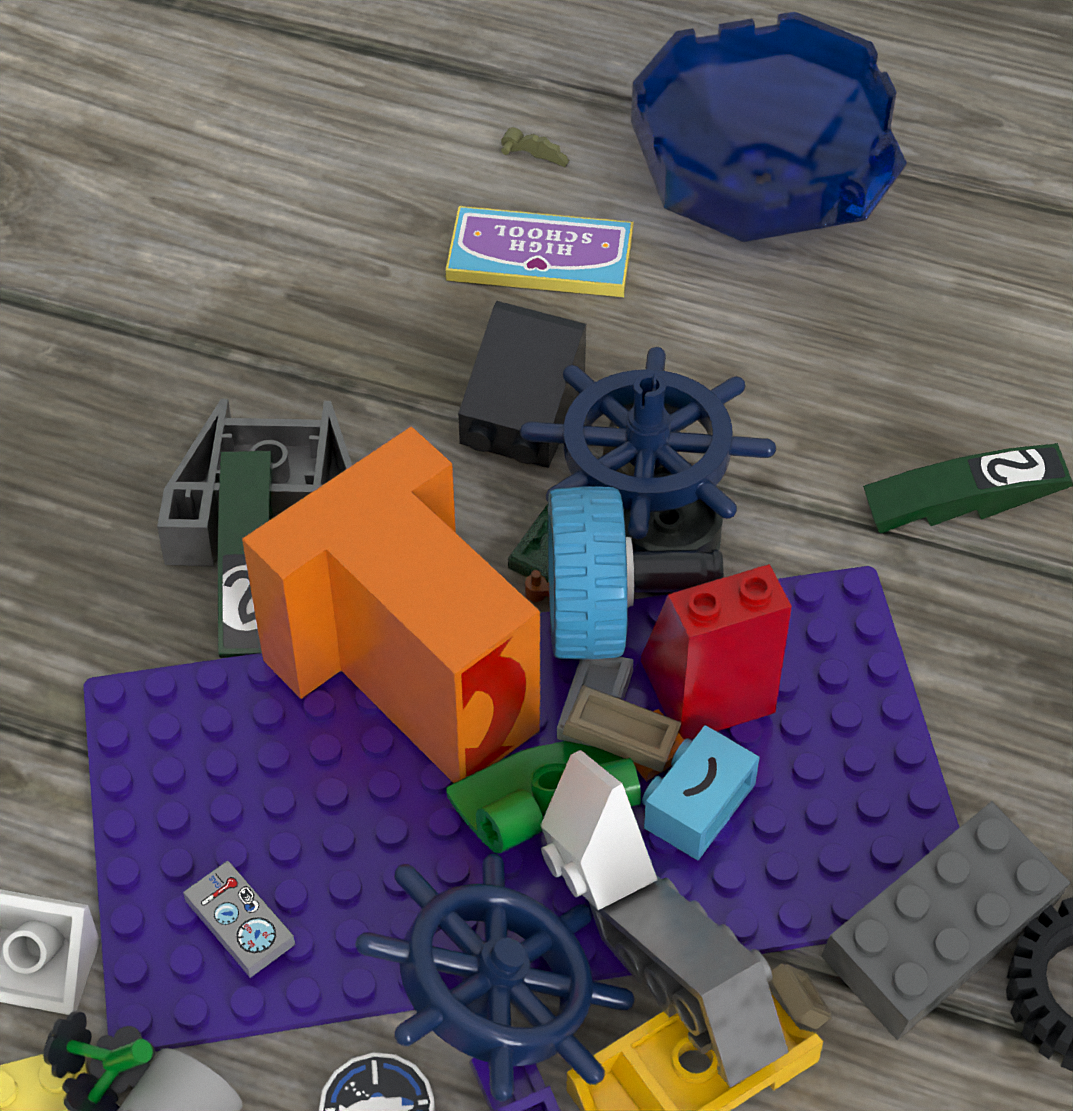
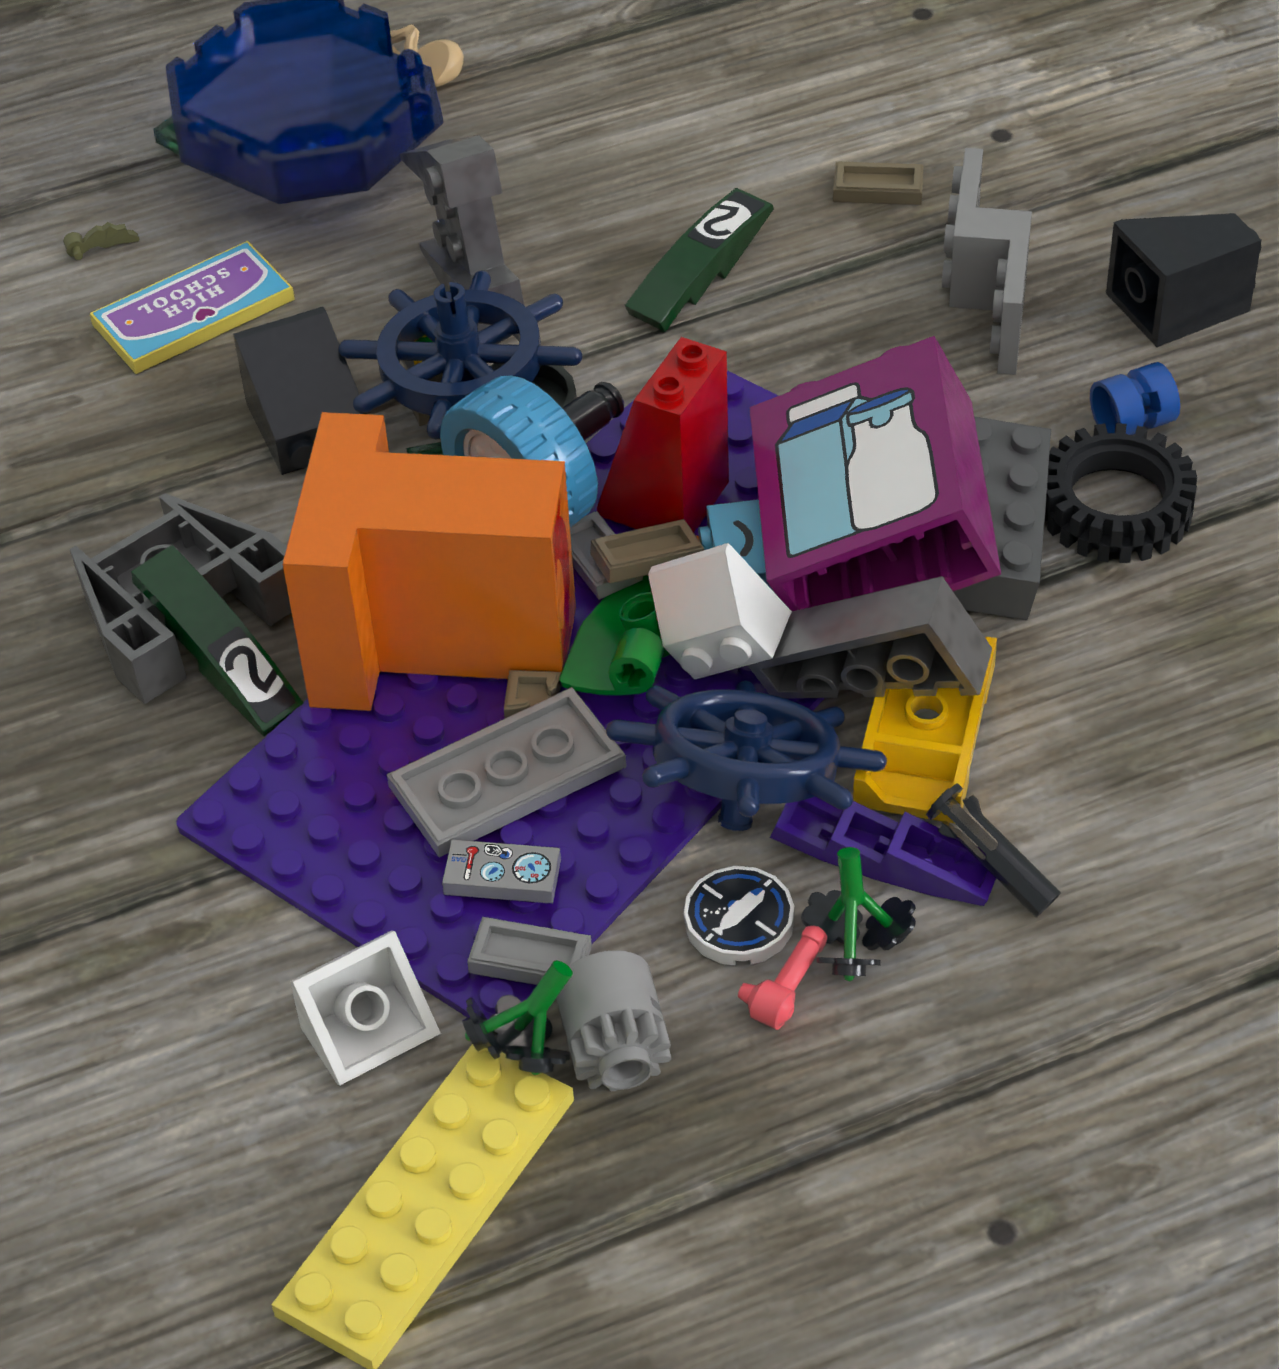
camera: 40 degrees left, 5 degrees down
(185, 1006) = (523, 950): none -> light grey tile
(331, 832) = (506, 771): none -> light grey tile
(419, 780) = (529, 688): none -> dark tan tile
(787, 286) = (459, 181): none -> flat silver wedge
(837, 821) = (872, 481): none -> brick
(944, 158) = (441, 55): none -> tan piece

